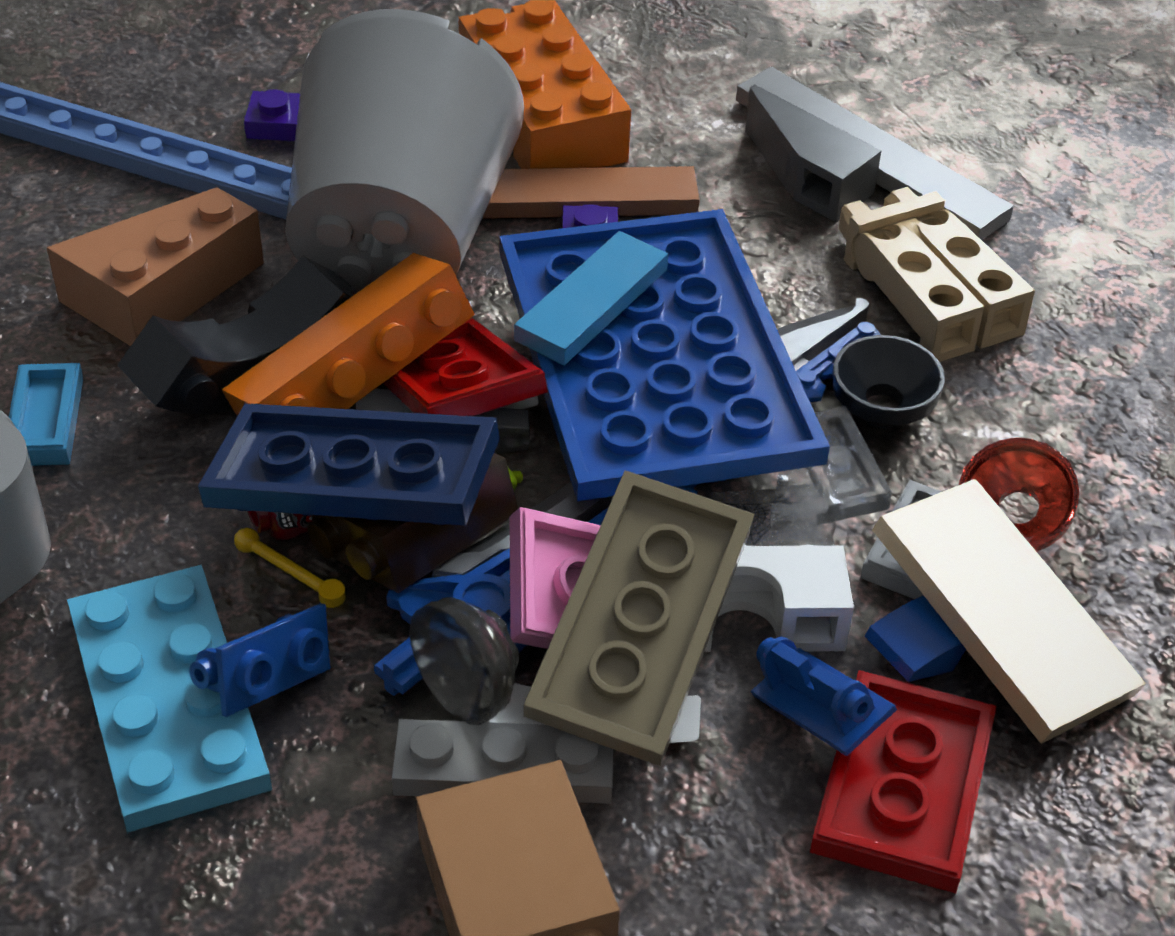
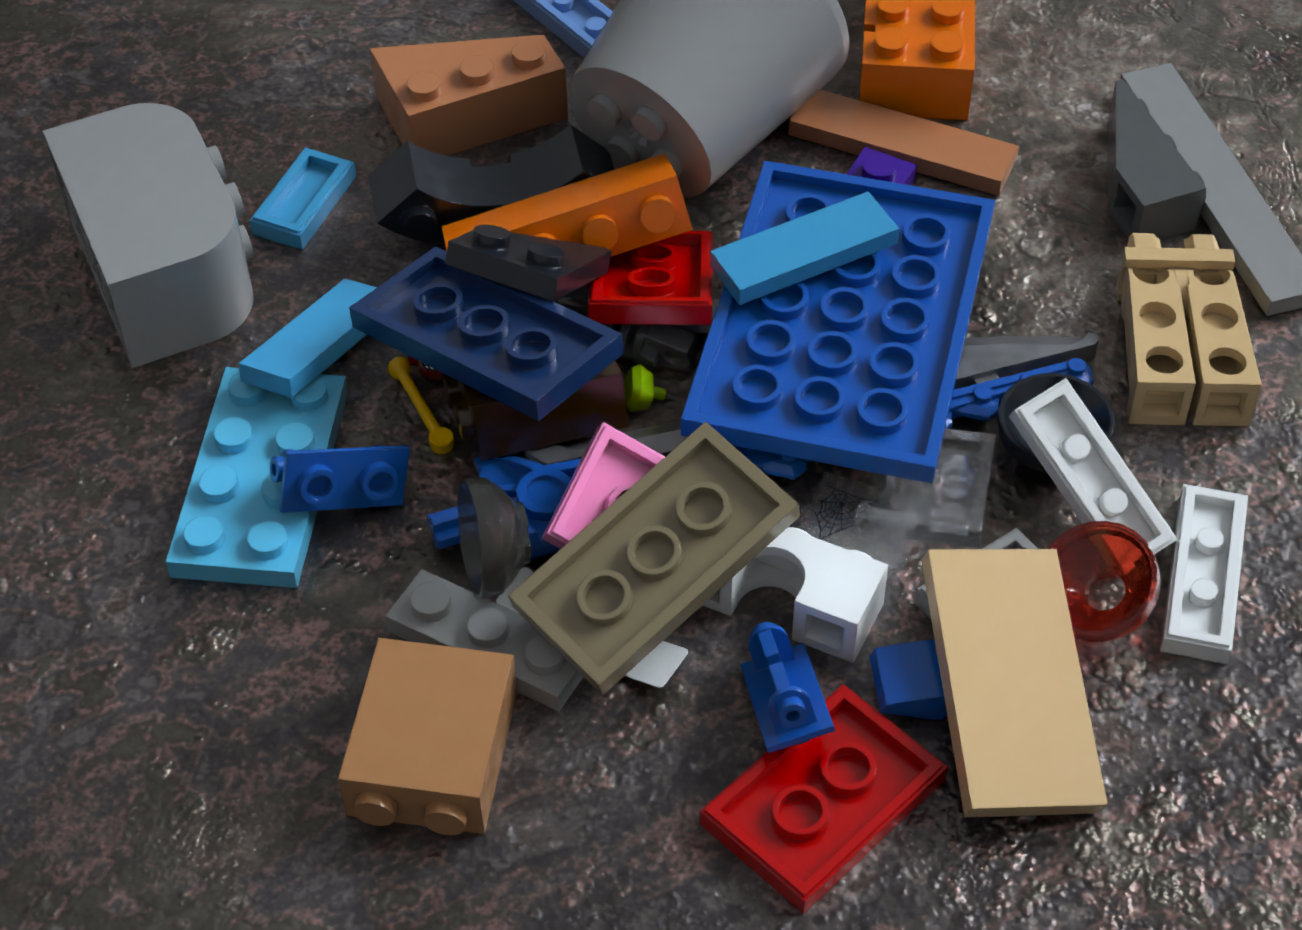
camera: 30 degrees right, 5 degrees up
(152, 539) = (306, 343): none -> dark azure tile
(346, 387) = (527, 262): none -> black wing
(939, 399) = (1087, 464): none -> white tile
(1105, 497) = (1204, 574): none -> white tile

